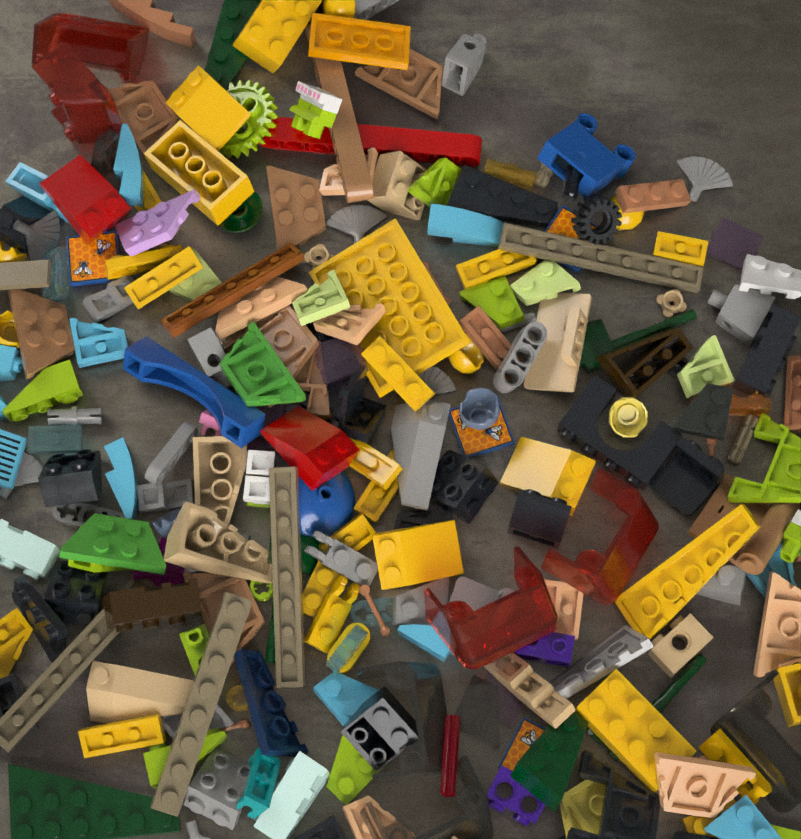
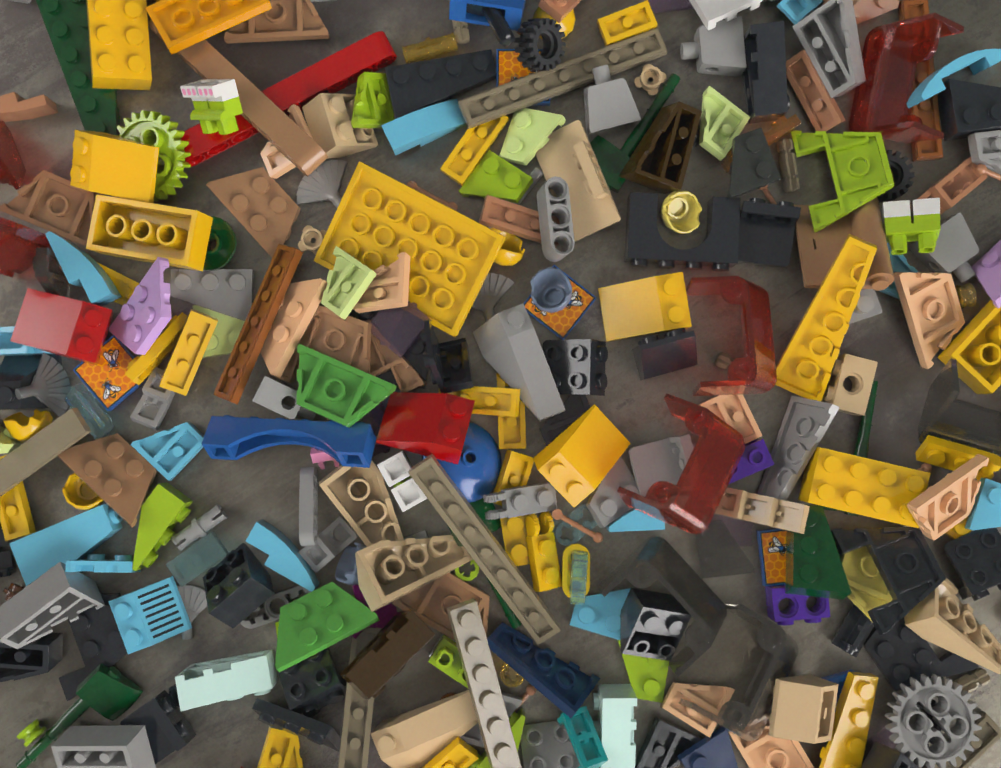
camera: 35 degrees left, 15 degrees up
(218, 248) = (218, 290): none -> light grey wing
(397, 373) = (460, 308): yellow plate -> none
(450, 756) = (724, 609): dark red axle -> none
(623, 297) = (608, 102): none -> light grey torso

